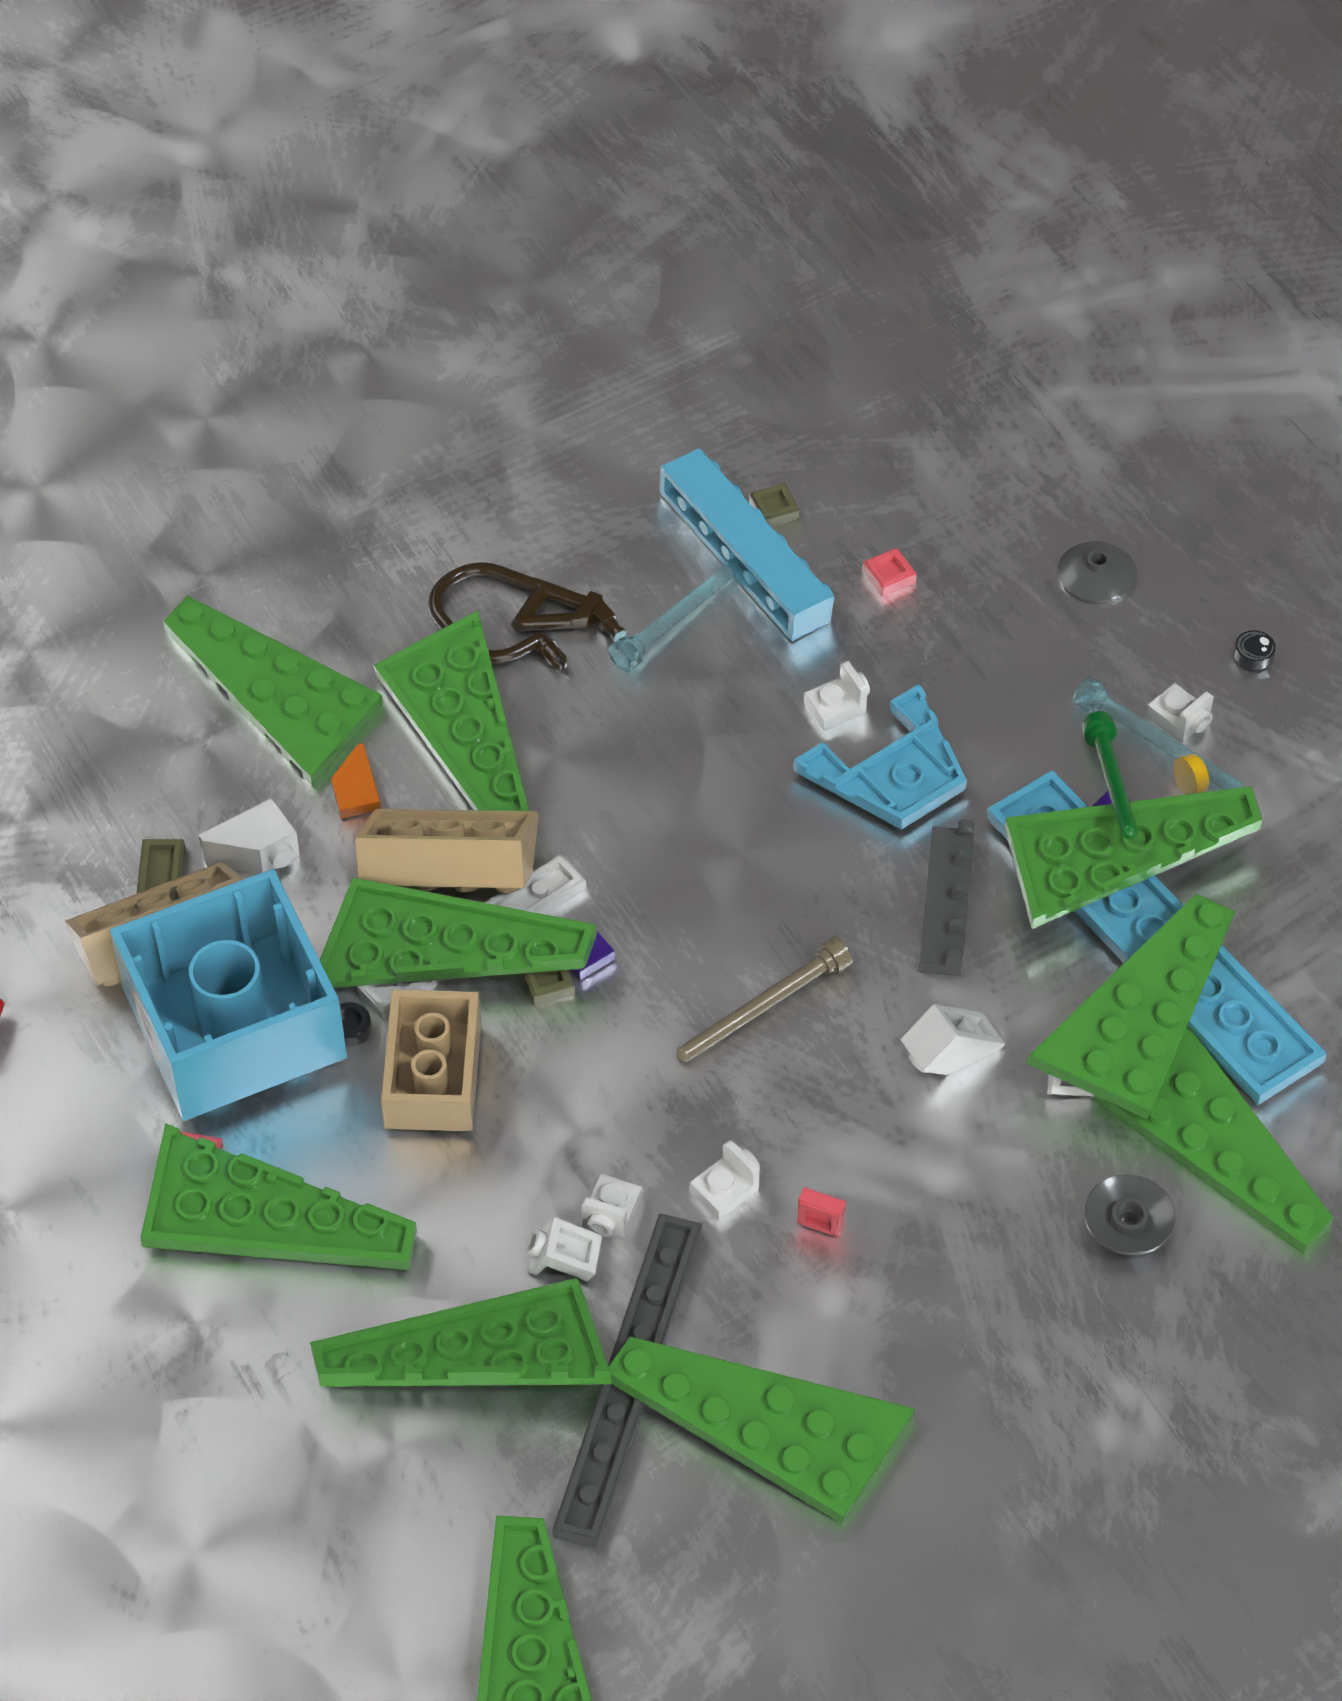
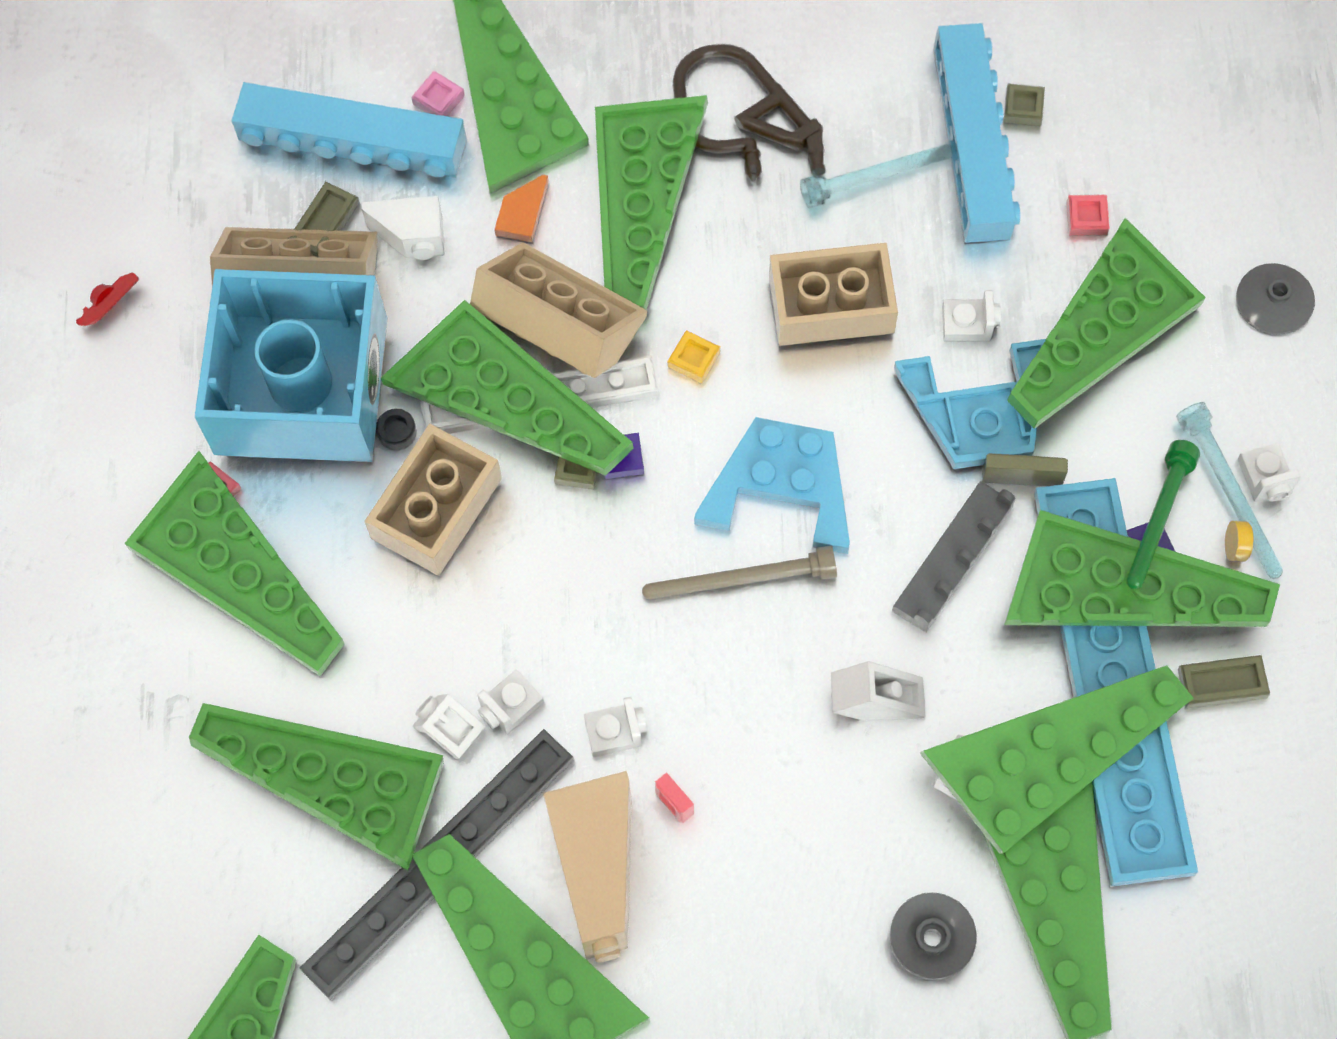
camera: 30 degrees right, 15 degrees up
(140, 782) = (349, 130): none -> medium azure brick
(208, 721) = (438, 95): none -> bright pink tile
(600, 839) = (693, 356): none -> yellow tile
(702, 726) = (833, 294): none -> tan brick
(746, 893) = (787, 466): none -> medium azure wing
(784, 1292) = (594, 848): none -> tan slope
(965, 645) = (1114, 314): none -> bright green wing
(966, 799) = (1024, 470): none -> olive tile
(1254, 893) = (1225, 681): none -> olive tile

